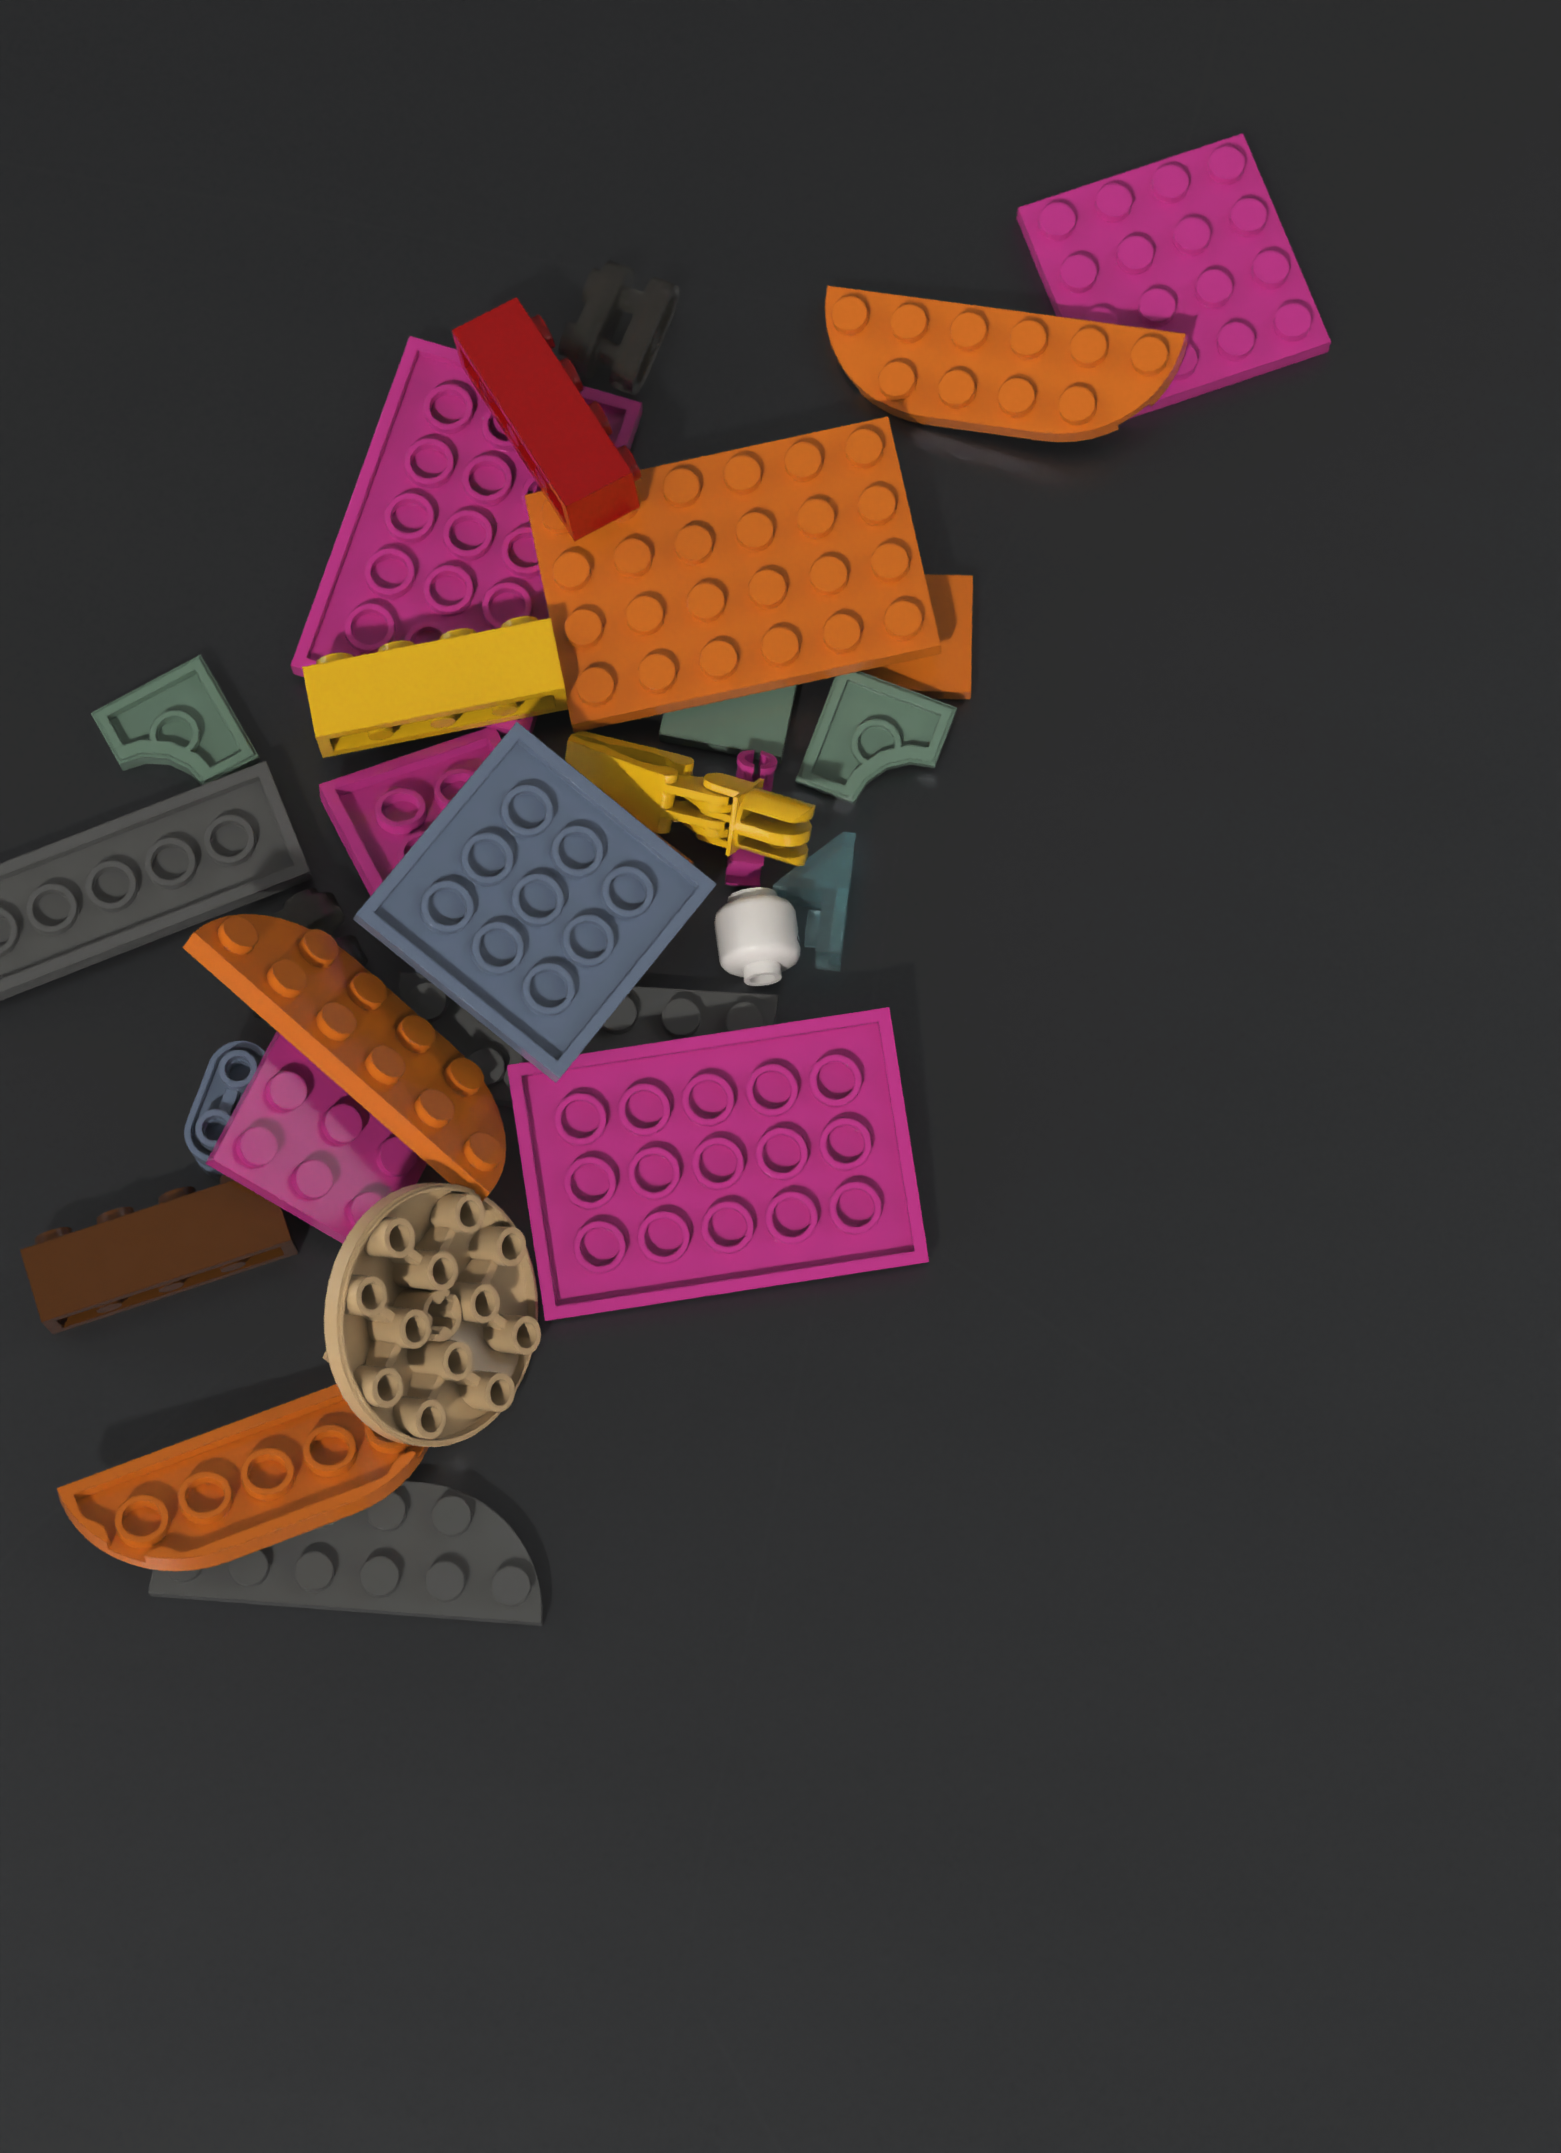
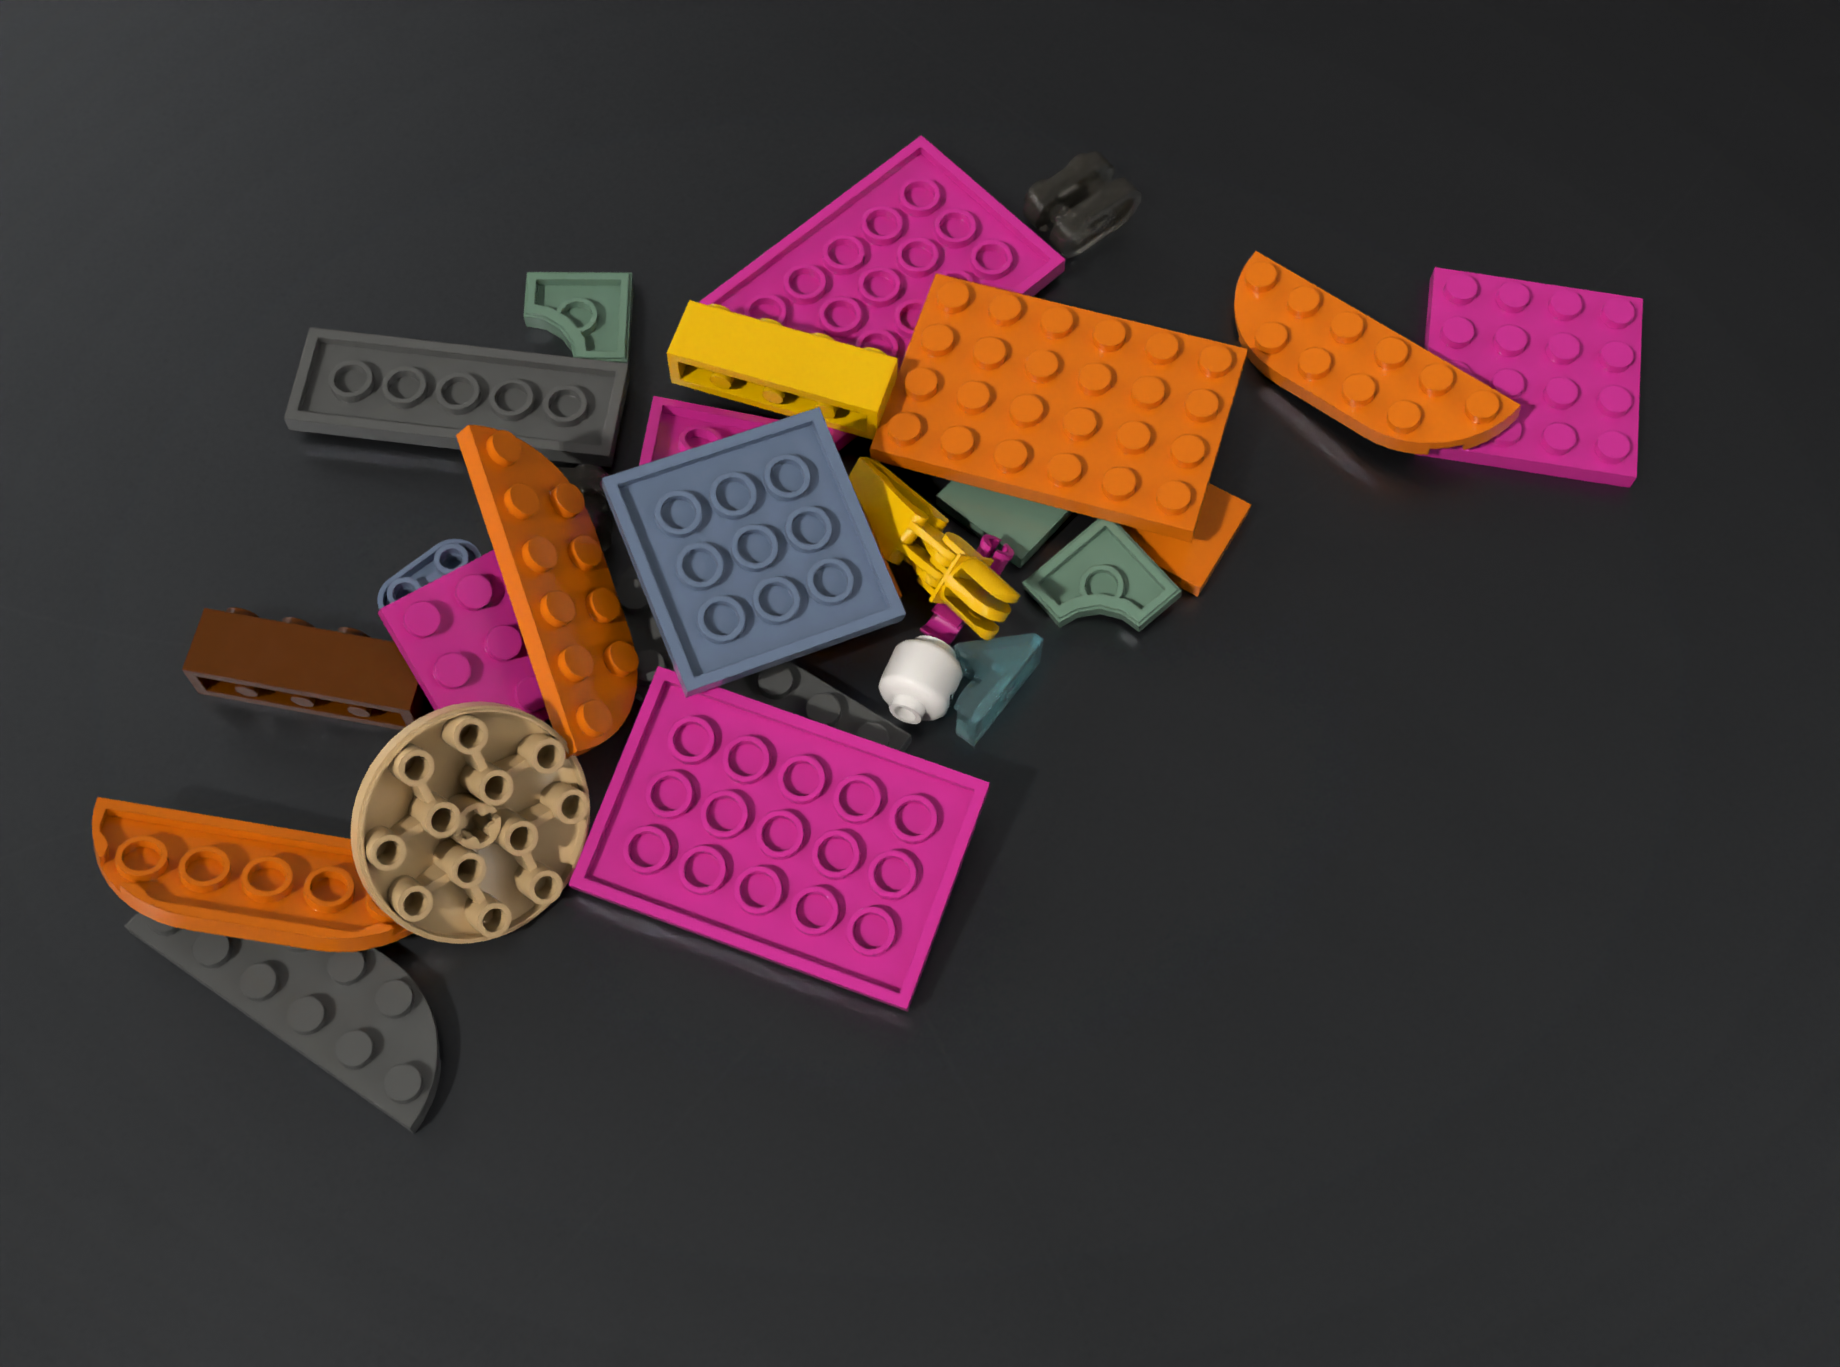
camera: 25 degrees right, 10 degrees down
(547, 418) = (984, 226): red brick -> none

